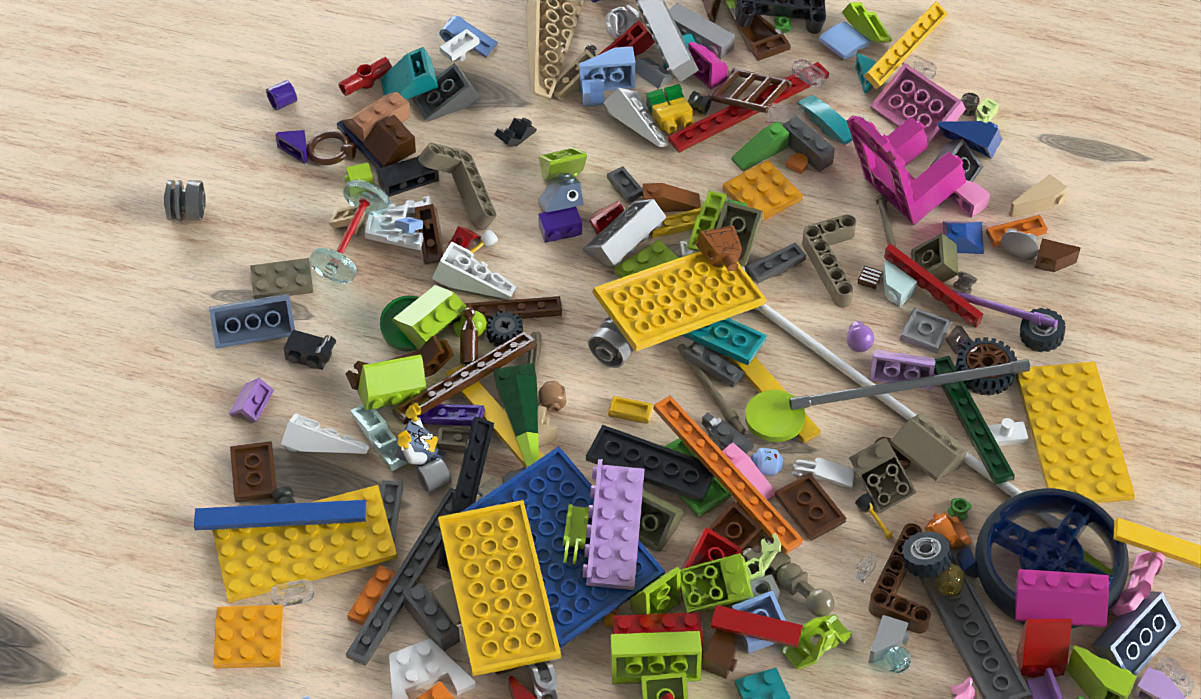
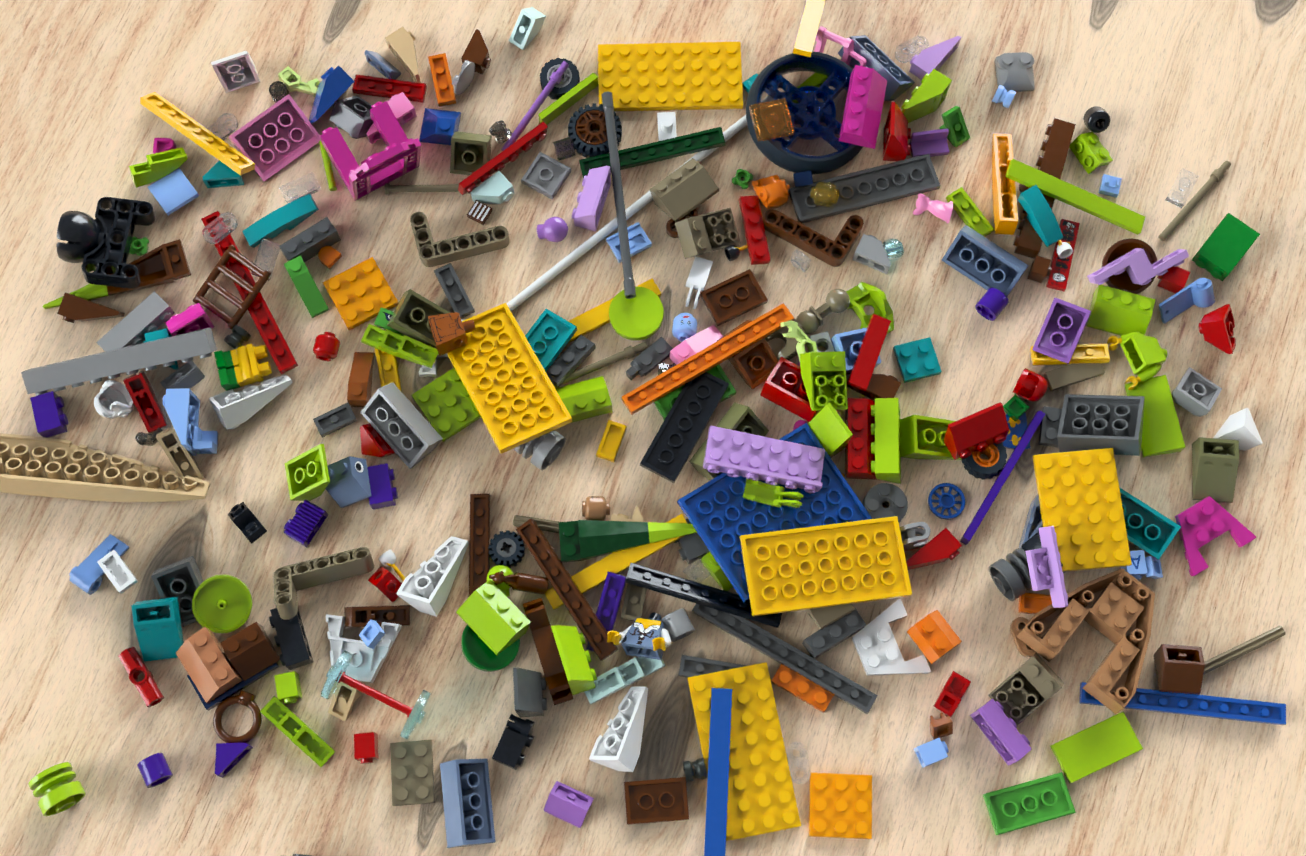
camera: 85 degrees left, 20 degrees up
(263, 31) = (56, 789): none -> lime wheel
(303, 239) = (366, 747): none -> red brick
(318, 191) = (297, 731): none -> lime slope
(354, 342) = (529, 693): none -> dark grey slope
(435, 120) = (222, 603): none -> lime piece
(518, 173) = (305, 523): none -> dark purple brick
(581, 662) = (887, 495): none -> dark grey wheel
(669, 374) = (586, 398): none -> lime slope
(699, 168) = (326, 346): none -> red head
(861, 410) = (637, 241): none -> light blue plate
(892, 28) = (163, 144): none -> dark pink tile
(892, 521) = (754, 230): none -> red plate
(926, 554) = (814, 213): black wheel -> none
(981, 63) = (236, 71): none -> white slope
(997, 188) = (389, 87): none -> red tile
(1018, 338) = (568, 99): none -> lime tile
(1022, 180) = (382, 65): none -> sand blue slope
(1023, 506) = (771, 119): none -> clear orange tile
(1099, 295) = (527, 27): none -> light aqua slope

